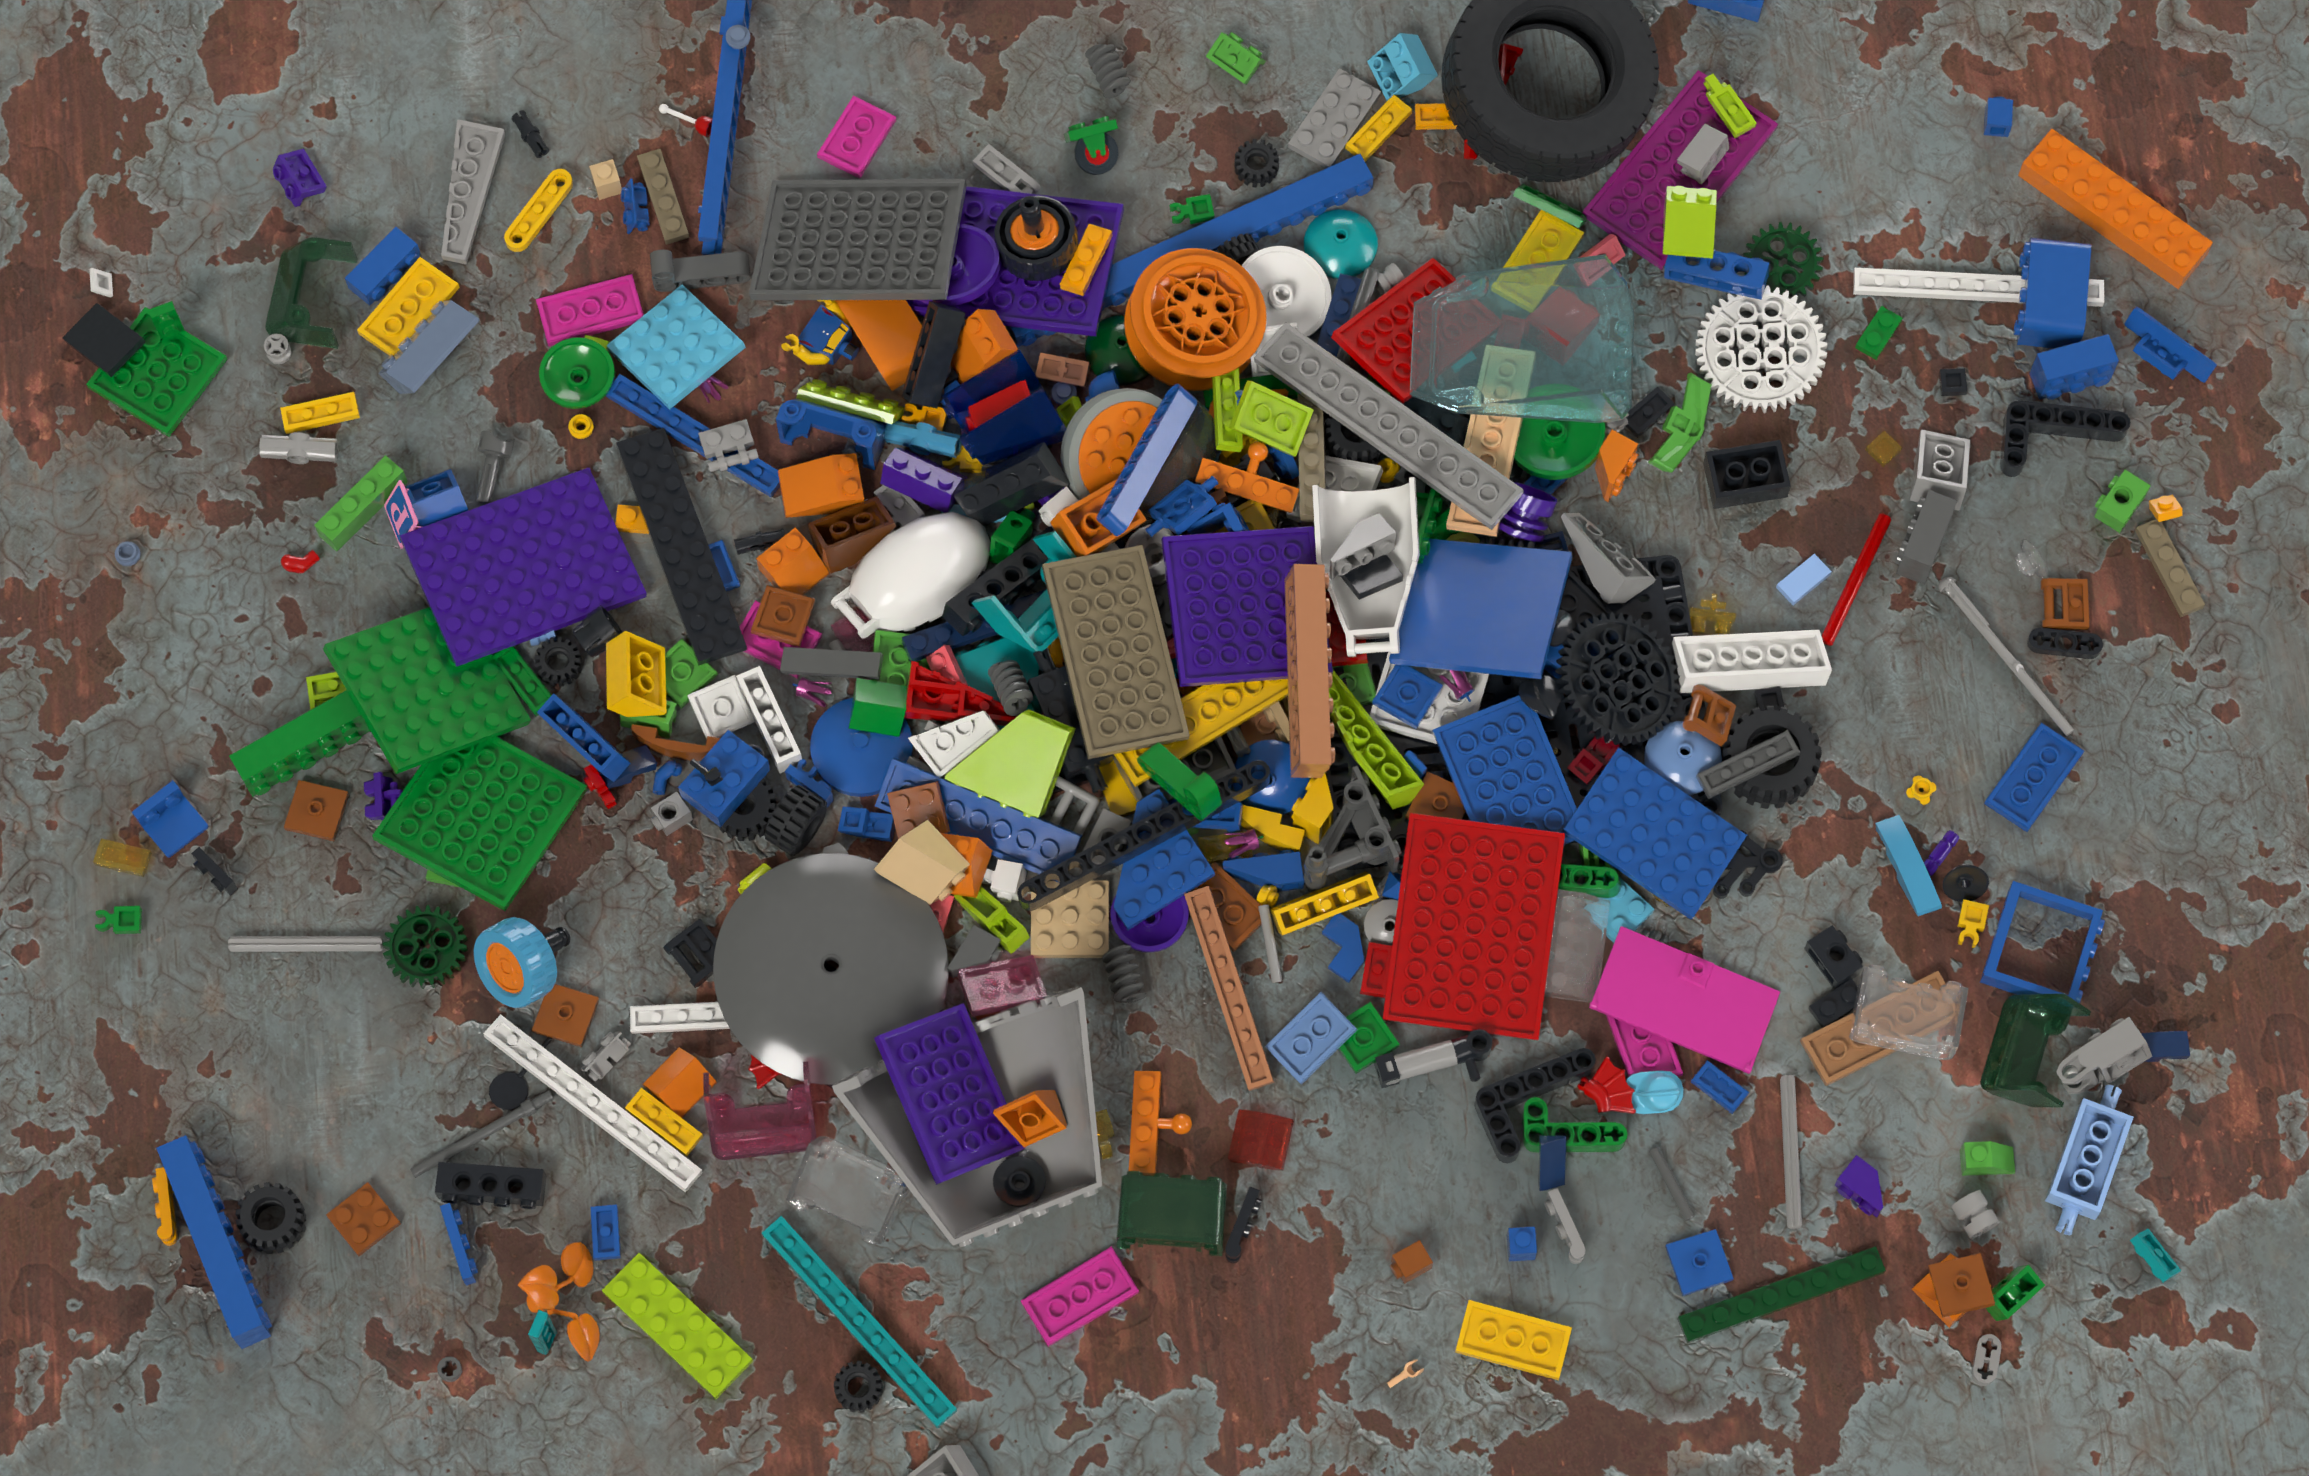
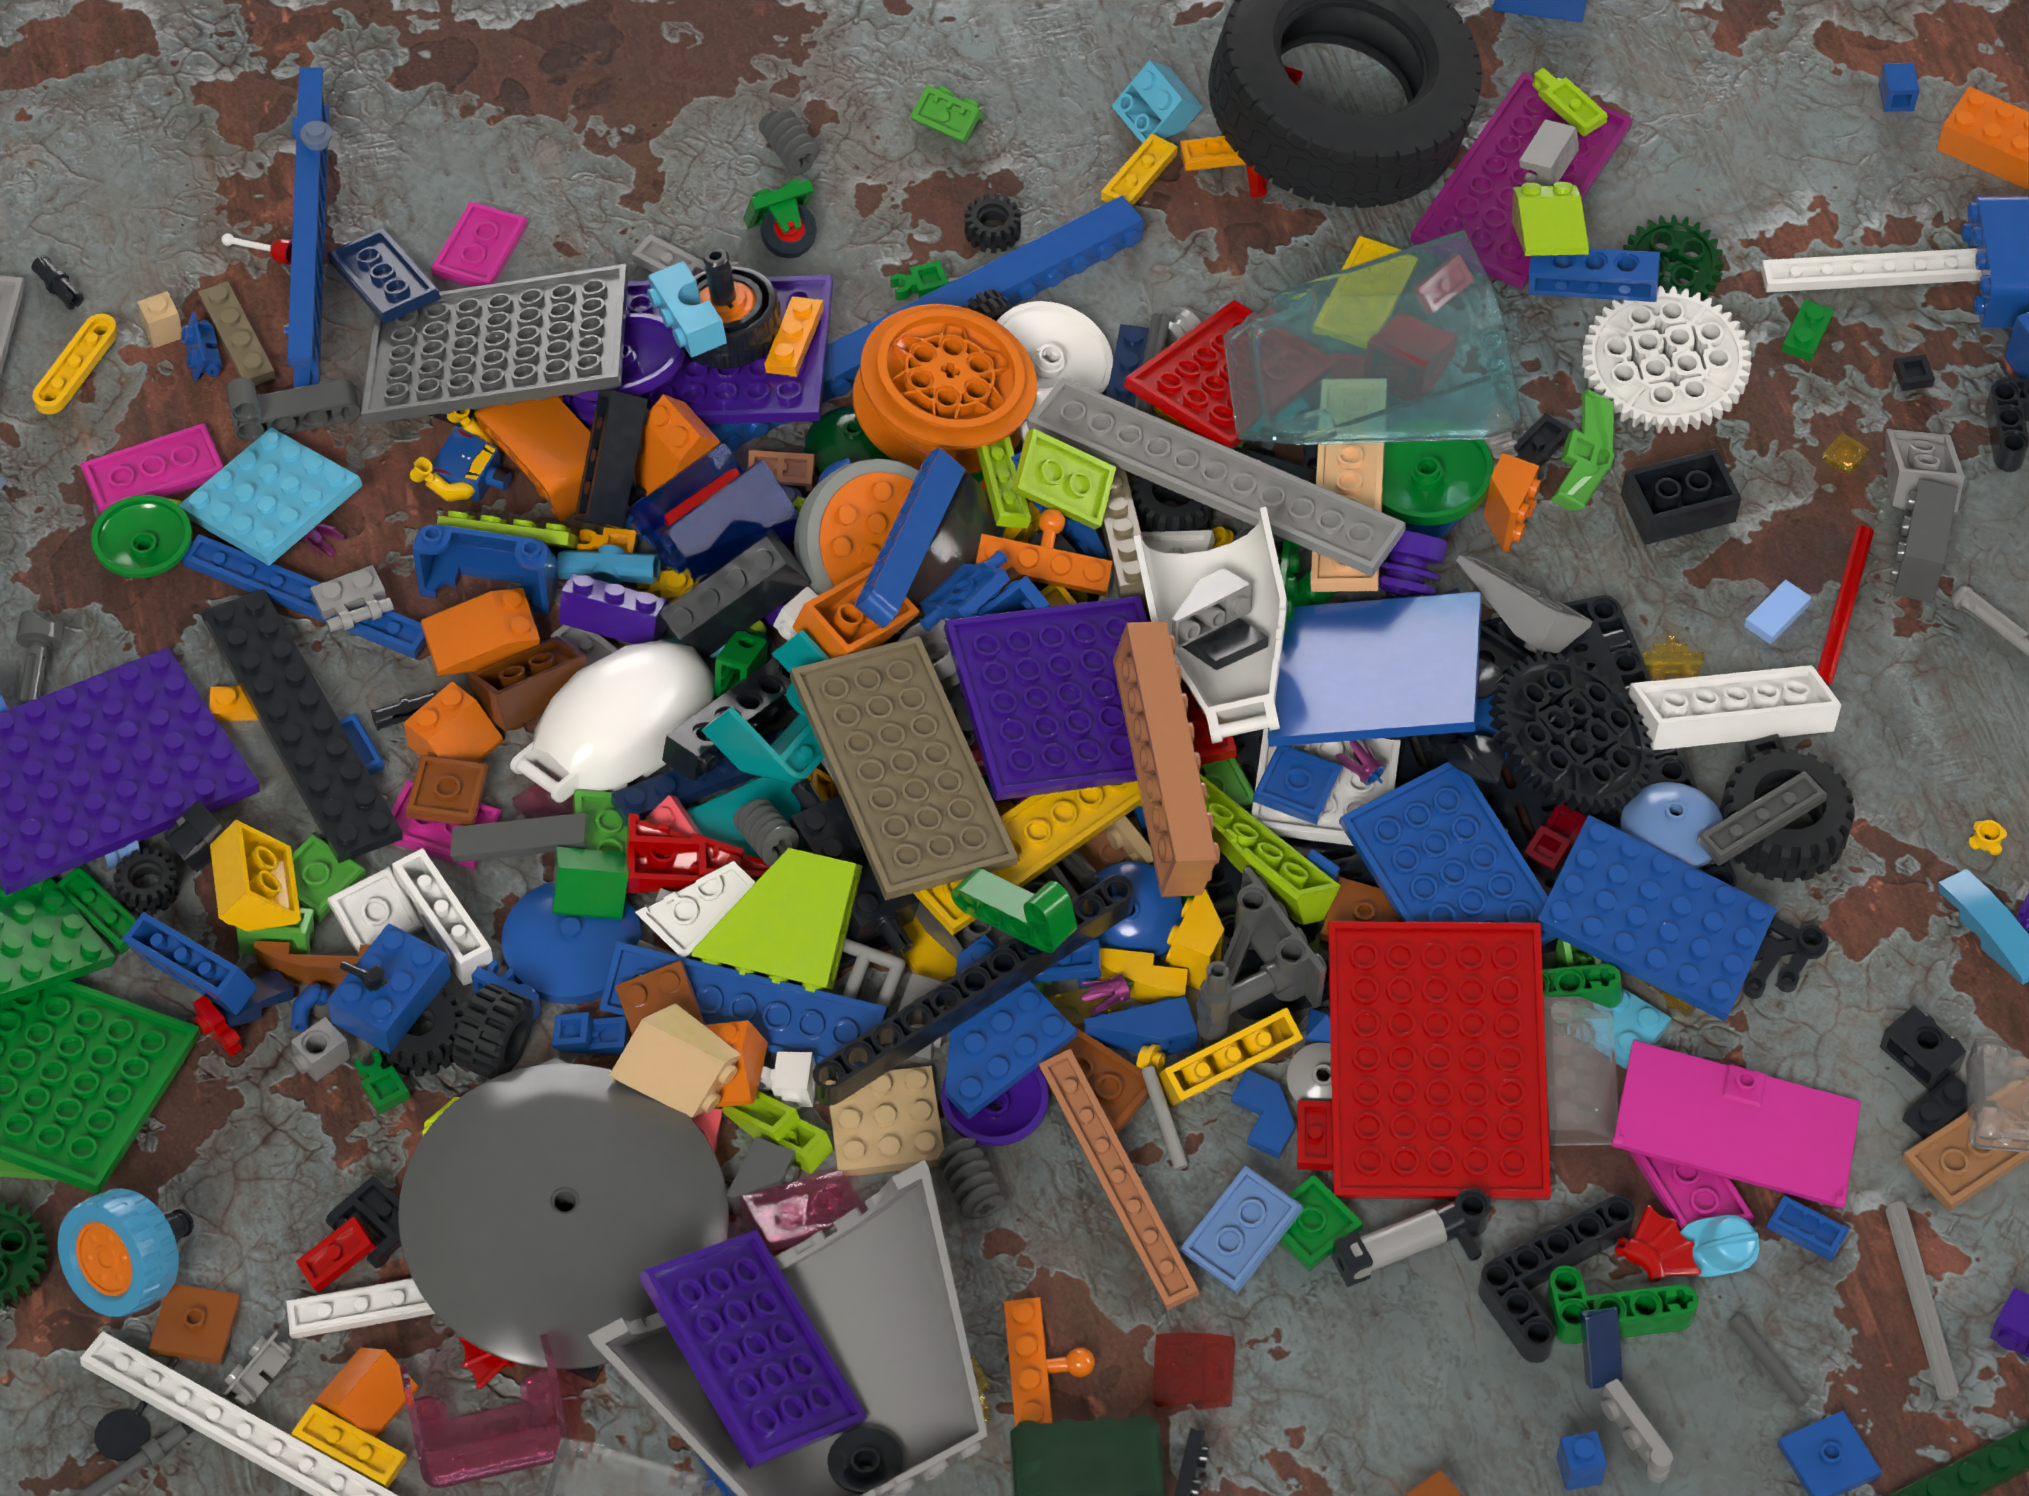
camera: 10 degrees left, 15 degrees down
(577, 420) = (150, 595): yellow plate -> none
(668, 976) = (336, 1254): none -> red plate
(713, 847) = (381, 1086): none -> green plate
(779, 159) = (383, 275): none -> dark blue tile
(805, 688) = (491, 877): flat silver piece -> none
(1009, 254) = (678, 297): none -> medium azure arch
(1032, 1116) = (872, 1366): orange slope -> none
(1334, 119) = (1081, 168): light grey plate -> none
(1345, 255) = (1114, 297): teal dish -> none
(1550, 205) = (1368, 231): green tile -> none
(1717, 716) = (1708, 768): dark orange plate -> none

